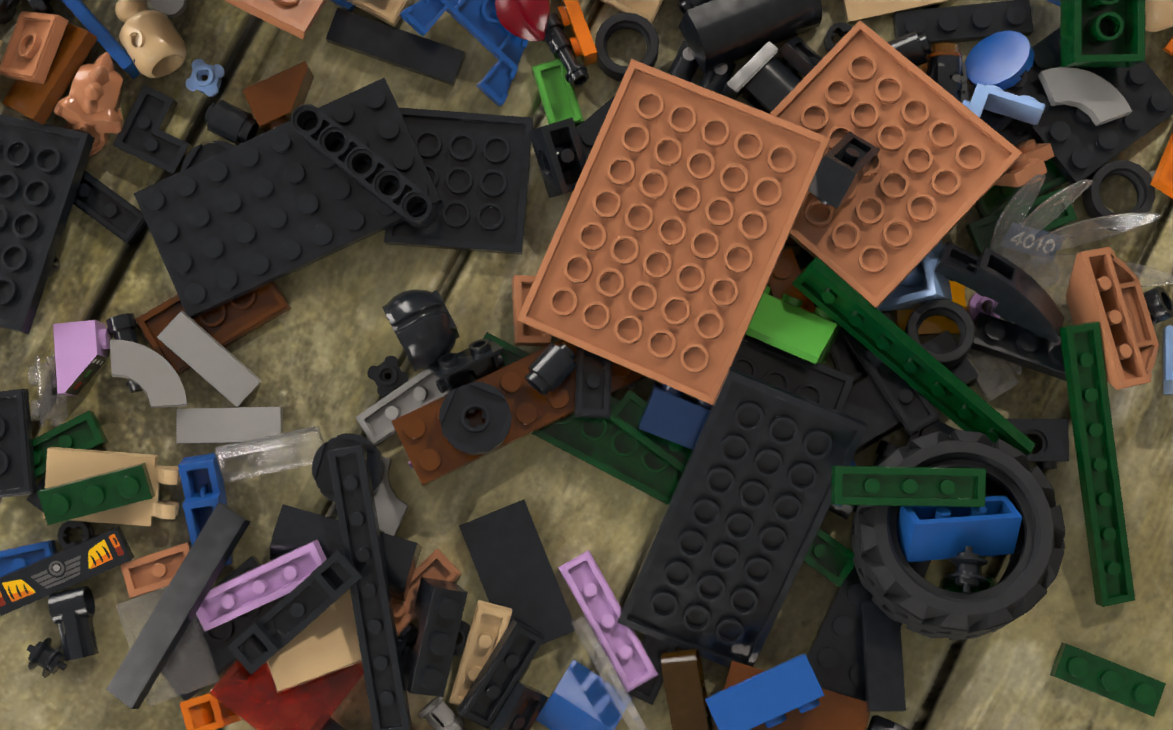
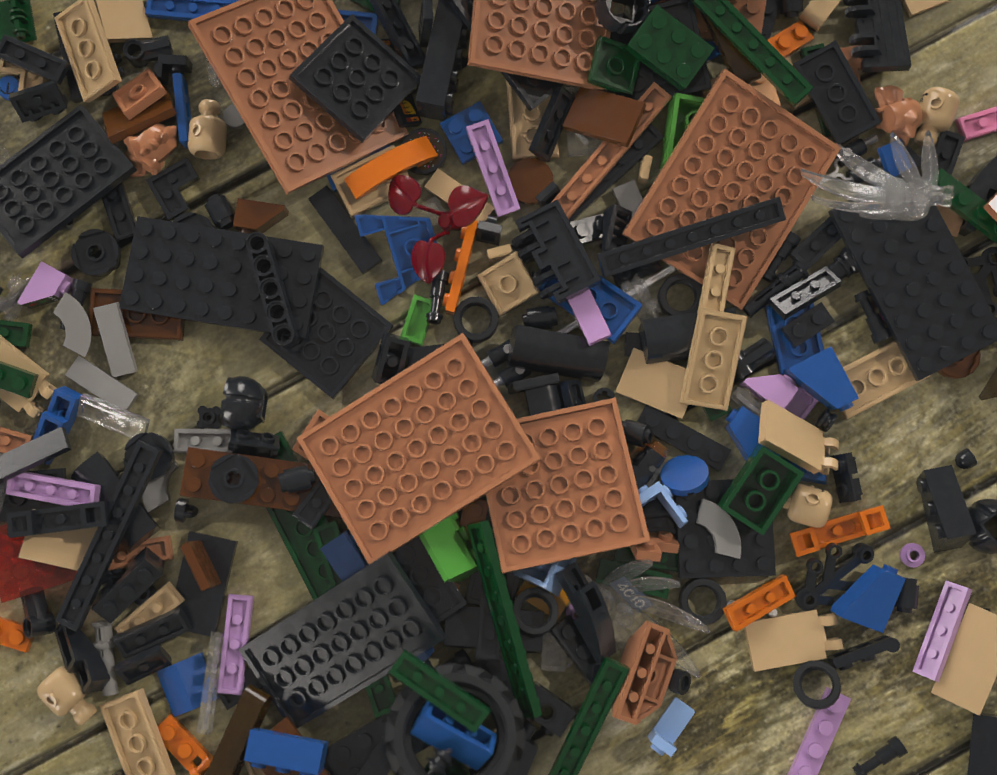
camera: 35 degrees right, 0 degrees up
(92, 274) = (85, 245): none -> black plate
(212, 84) = (225, 182): light blue plate -> none
(436, 505) = (182, 508): none -> black tile
(505, 550) = (200, 565): none -> reddish brown tile
(842, 169) = (539, 479): black slope -> none

